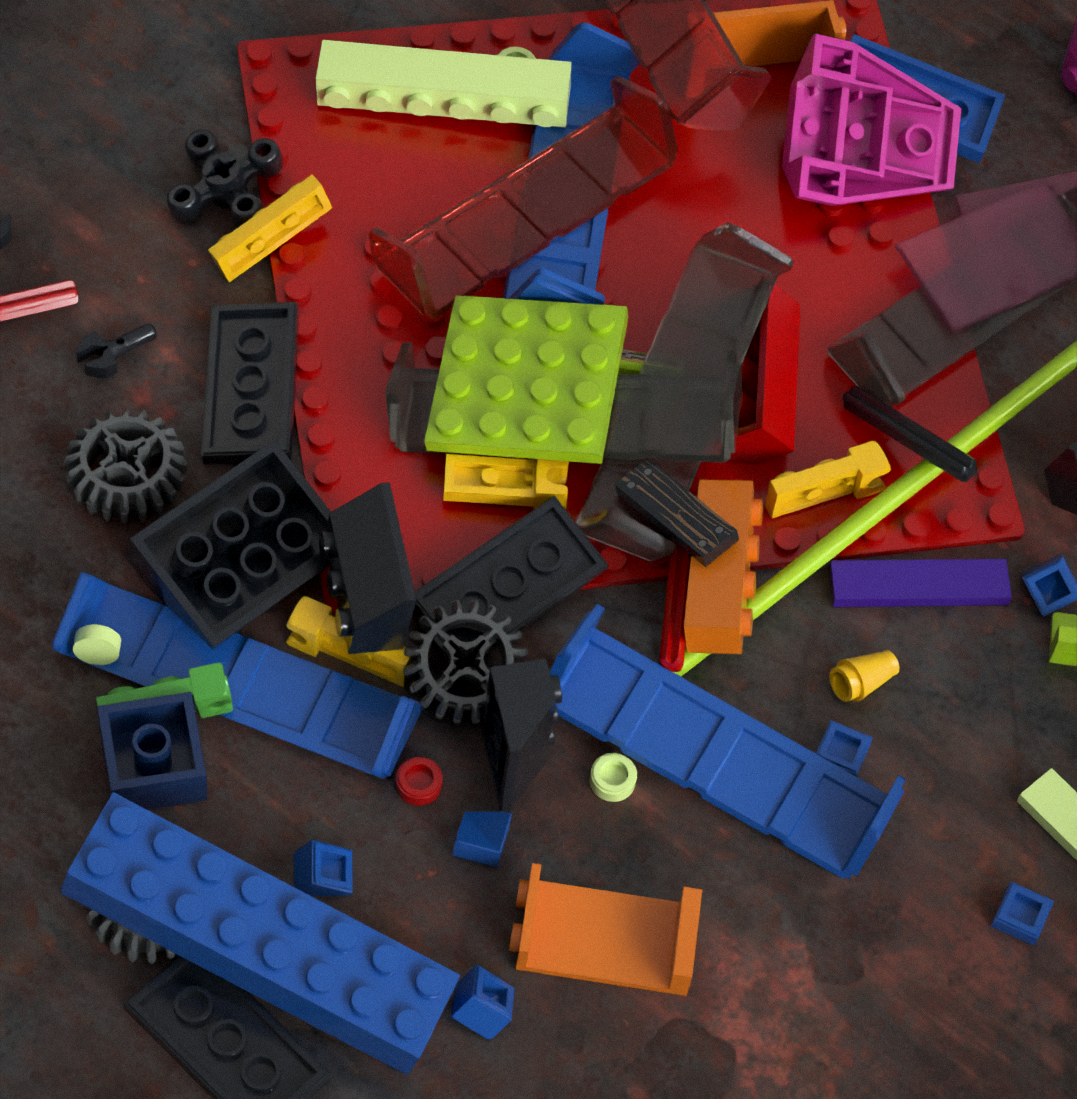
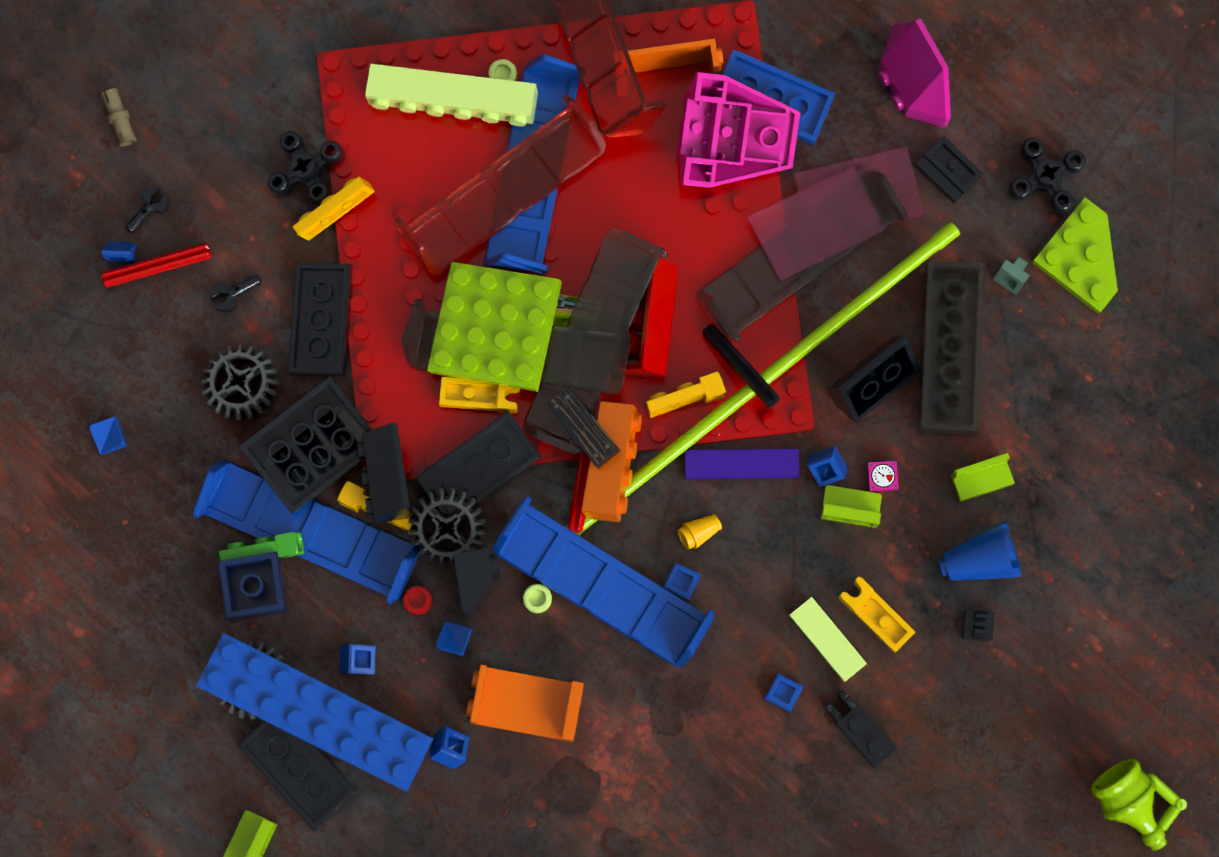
camera: 10 degrees right, 20 degrees up
(97, 644) = (220, 511): yellowish green tile -> none

